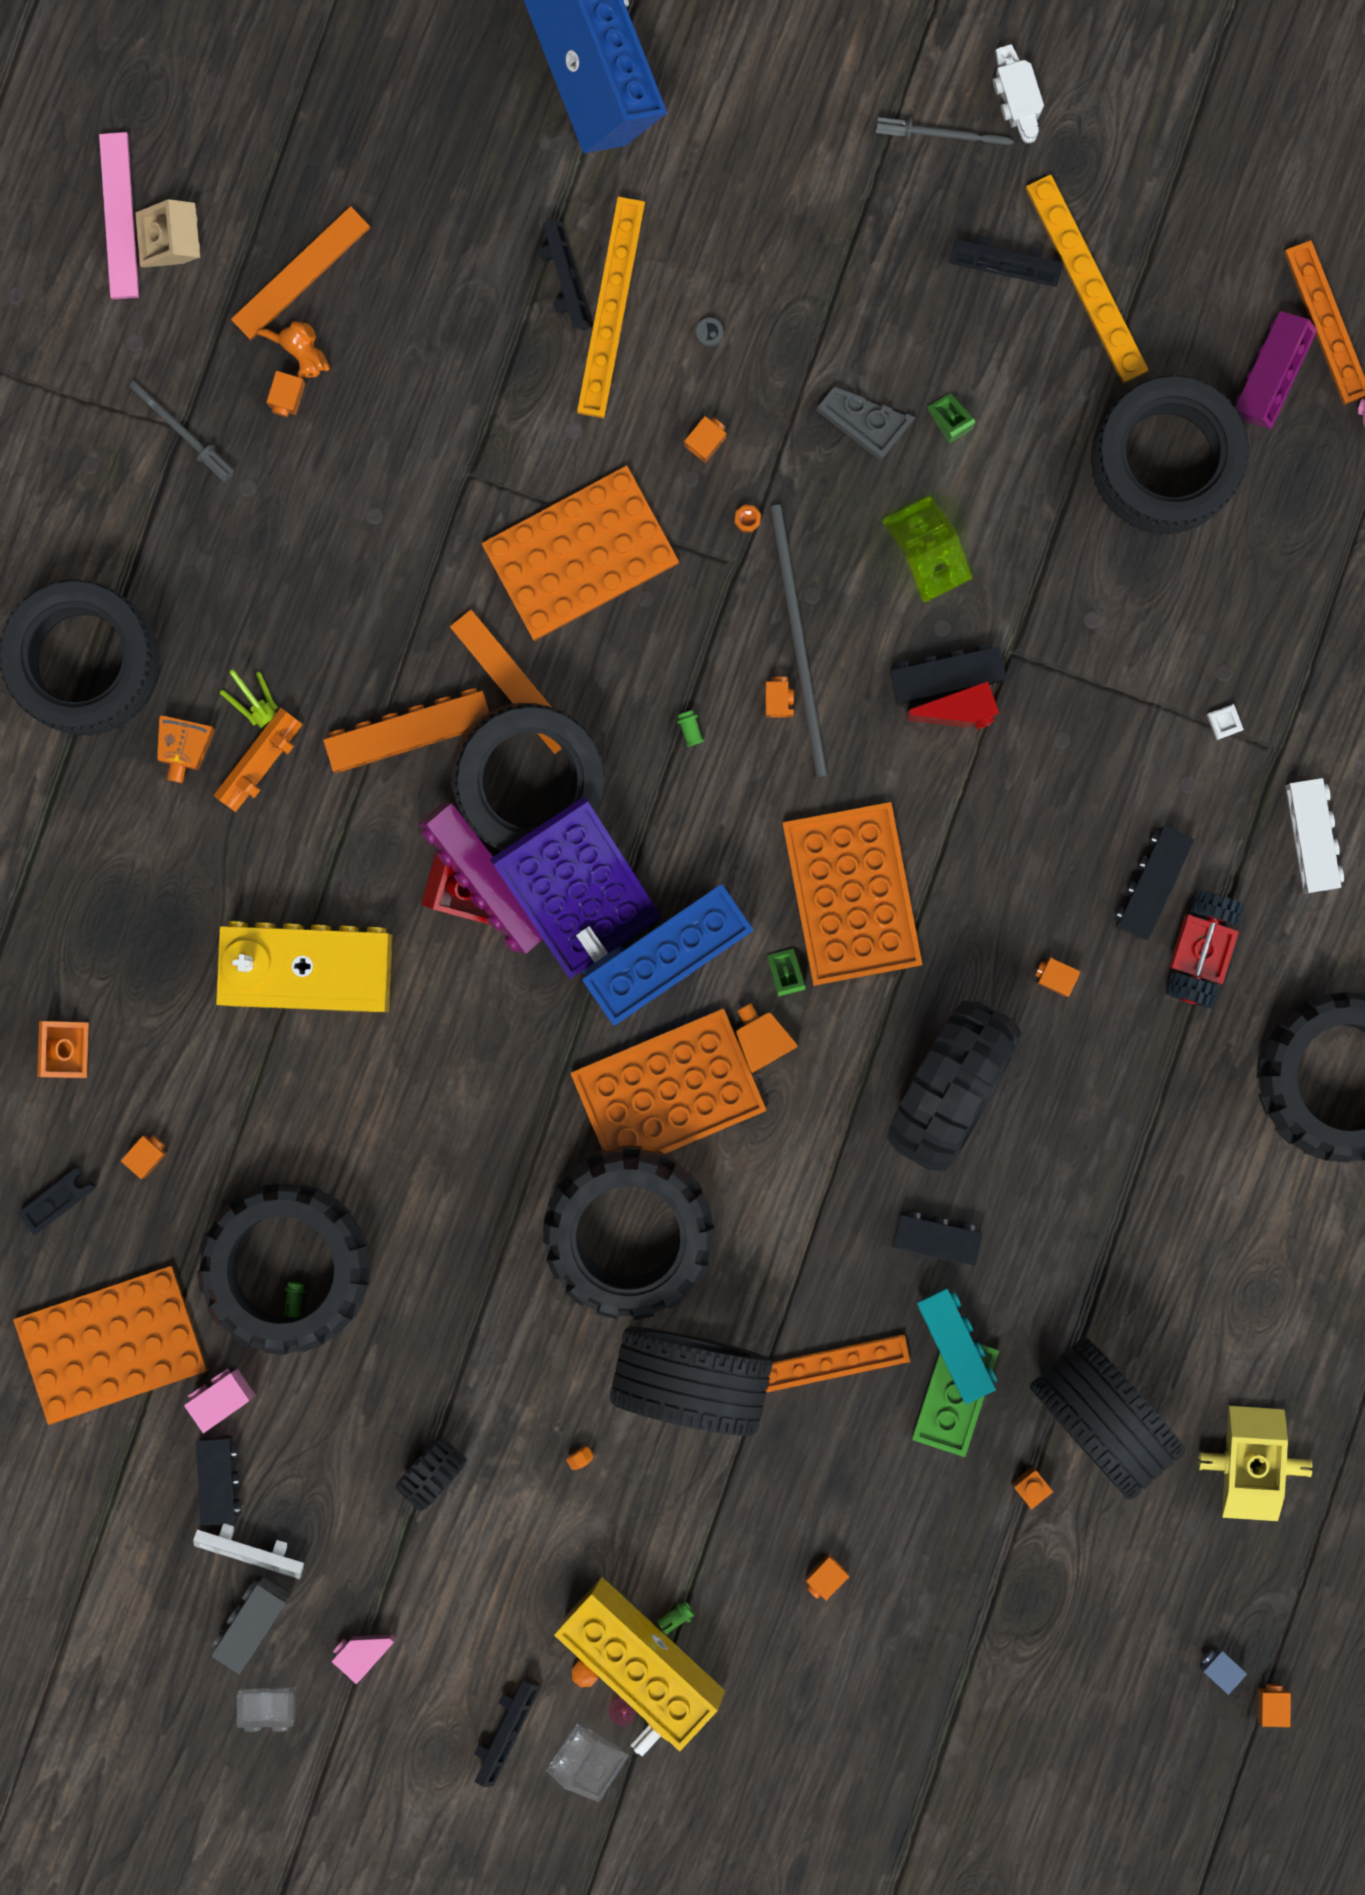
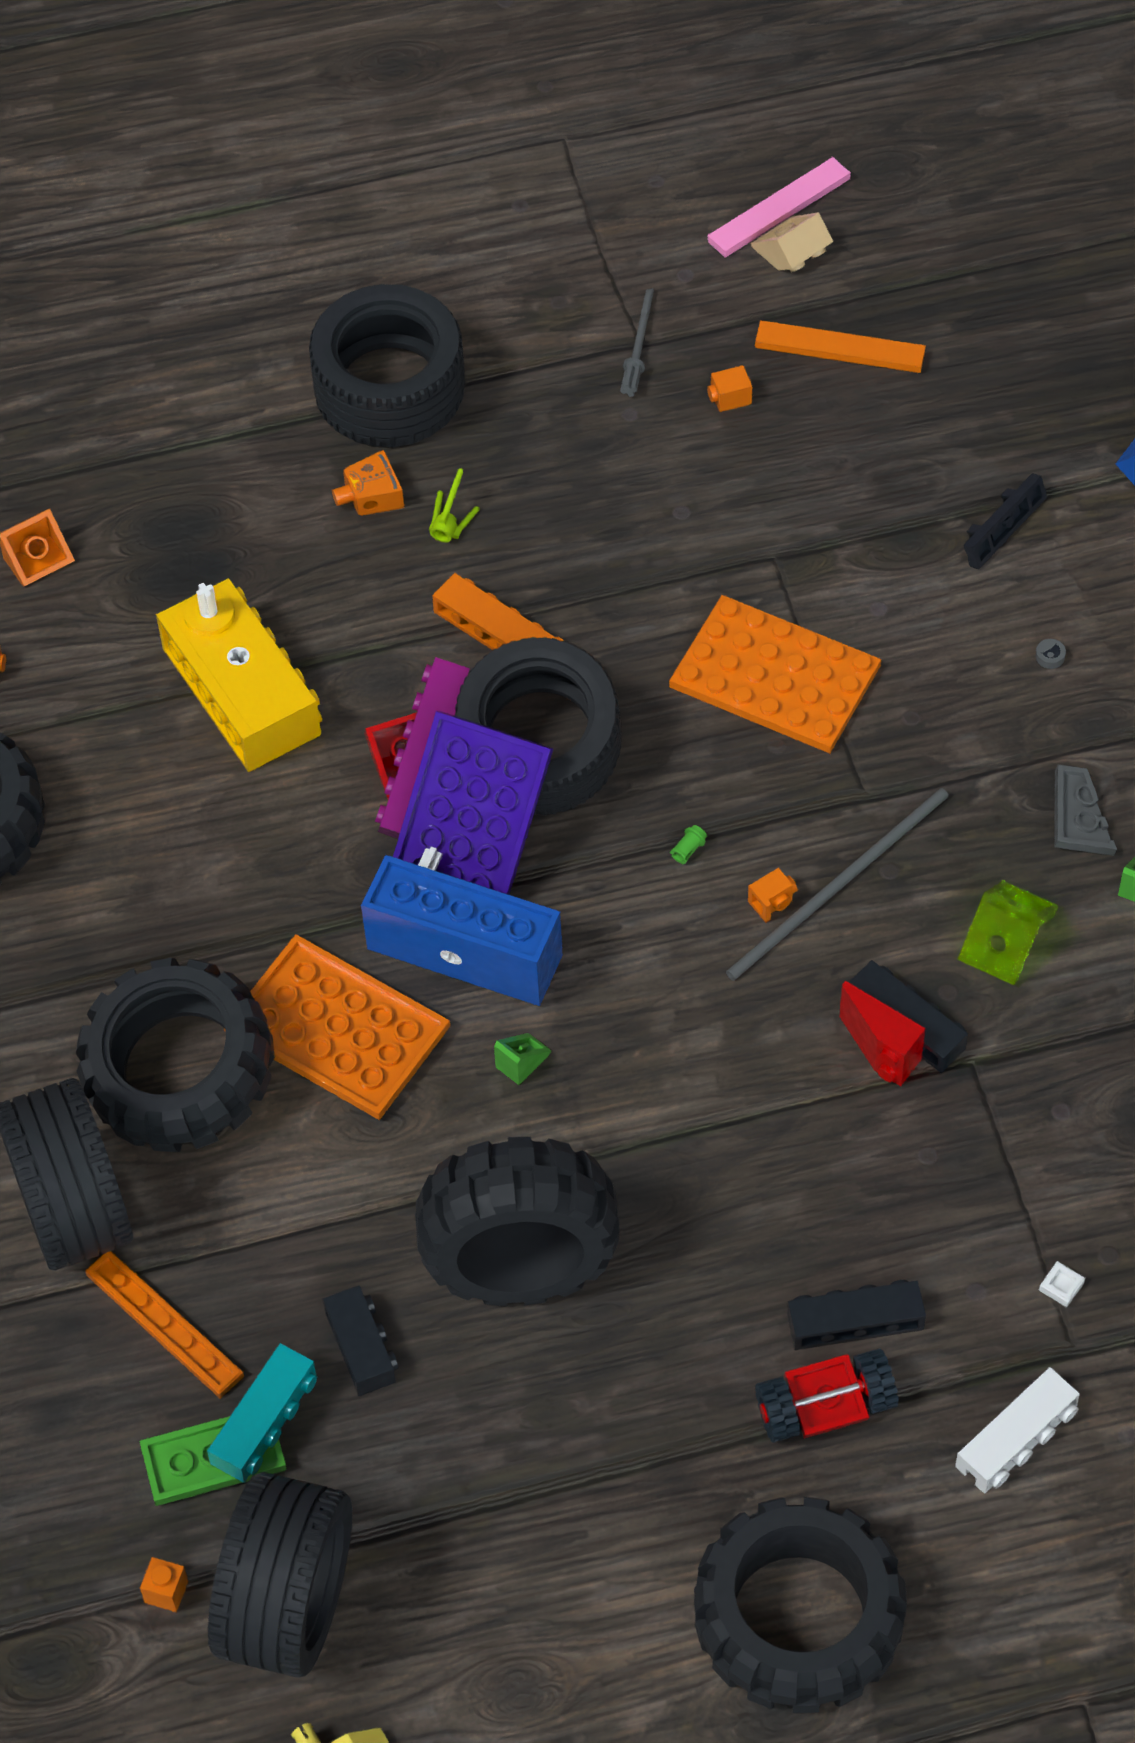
camera: 60 degrees right, 30 degrees down
(258, 760) = (400, 544): orange hinge -> none
(299, 341) = (781, 373): orange animal -> none
(499, 665) = (631, 660): orange tile -> none
(611, 307) = (1005, 569): light orange plate -> none
(705, 438) = (955, 701): orange brick -> none
(747, 518) = (913, 776): orange tile -> none
(762, 1038) = (443, 1071): orange torso -> none
(852, 893) = (639, 1064): orange plate -> none
(1056, 976) = (697, 1286): orange brick -> none

